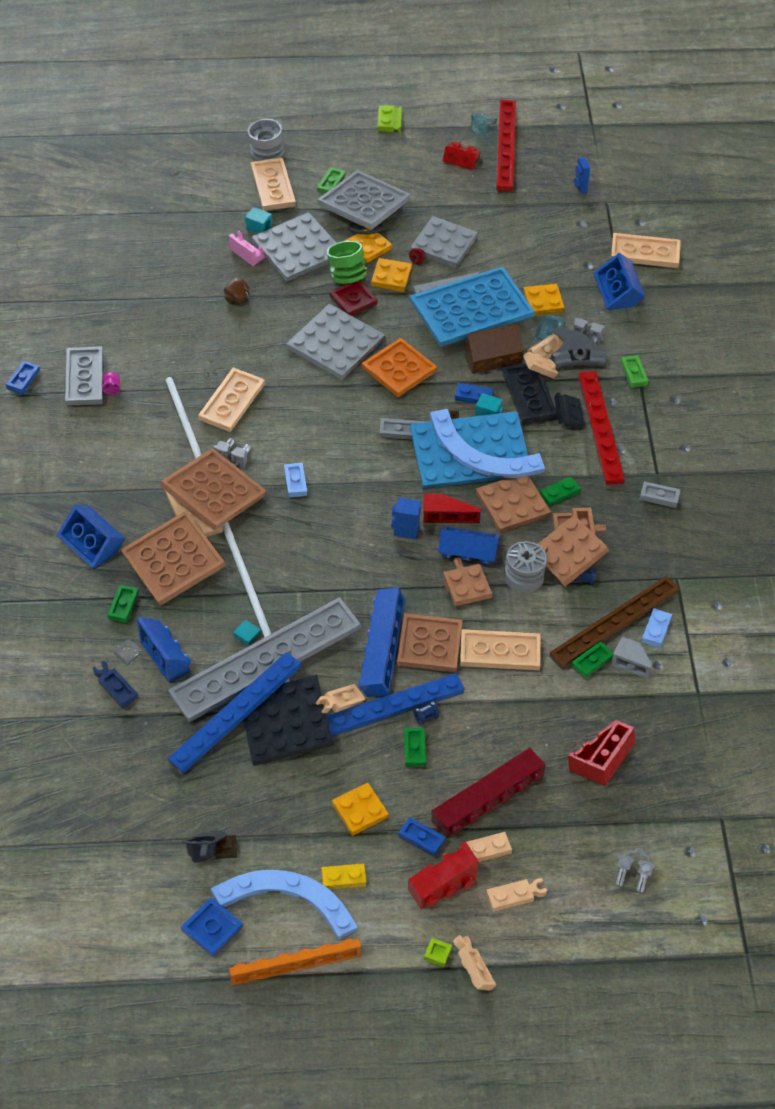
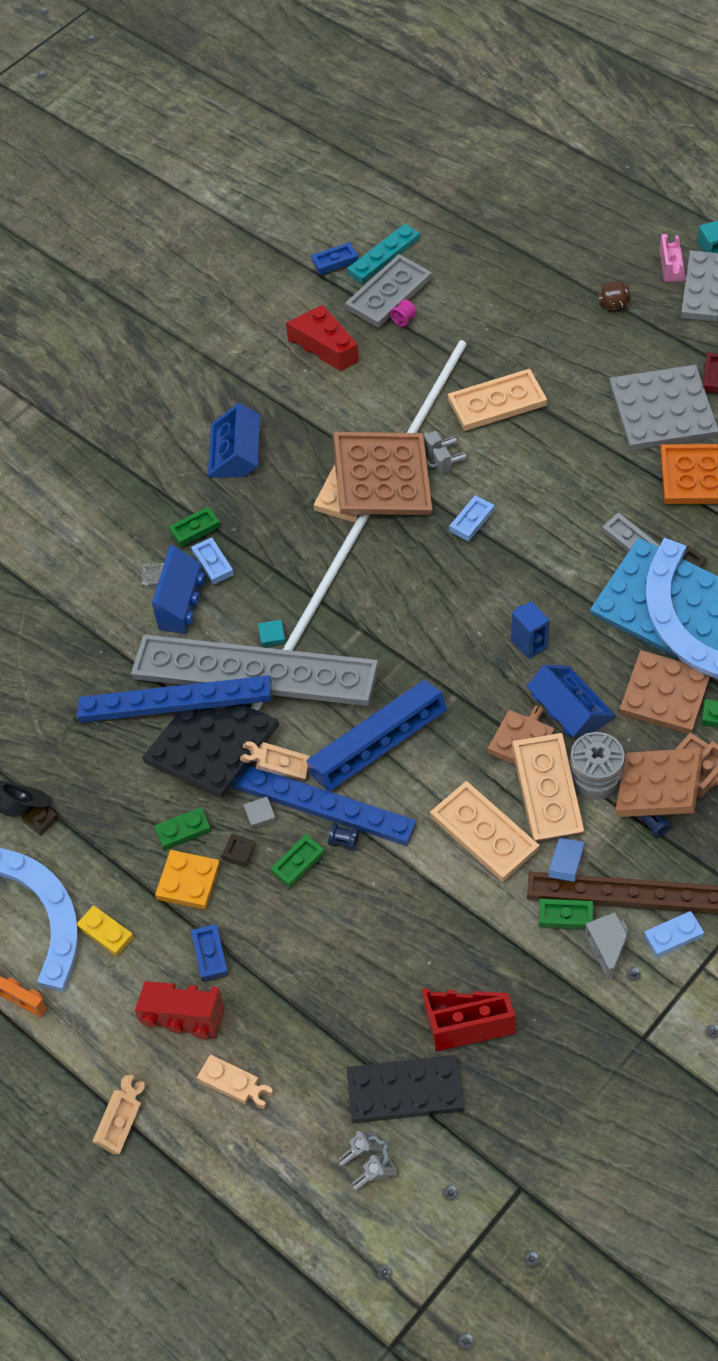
camera: 50 degrees right, 5 degrees up
(51, 355) = (383, 253): none -> teal plate
(77, 429) = (323, 336): none -> red wedge
(115, 685) = (108, 597): dark blue plate -> none
(167, 616) = (212, 561): none -> light blue plate
(173, 558) = (278, 514): nougat plate -> none
(323, 784) = (182, 828): none -> green plate
(359, 739) = (259, 812): none -> light grey tile
(373, 768) = (238, 850): none -> dark brown plate
(429, 642) = (423, 770): nougat plate -> none
(437, 952) = (102, 1074): lime plate -> none
(445, 509) = (581, 647): red slope -> none
(488, 793) = (315, 962): dark red brick -> none
(490, 846) = (259, 1016): light nougat plate -> none
(512, 597) = (547, 787): none -> light nougat plate
(563, 630) = (566, 859): none -> medium blue tile
(609, 820) = (404, 1089): none -> black plate

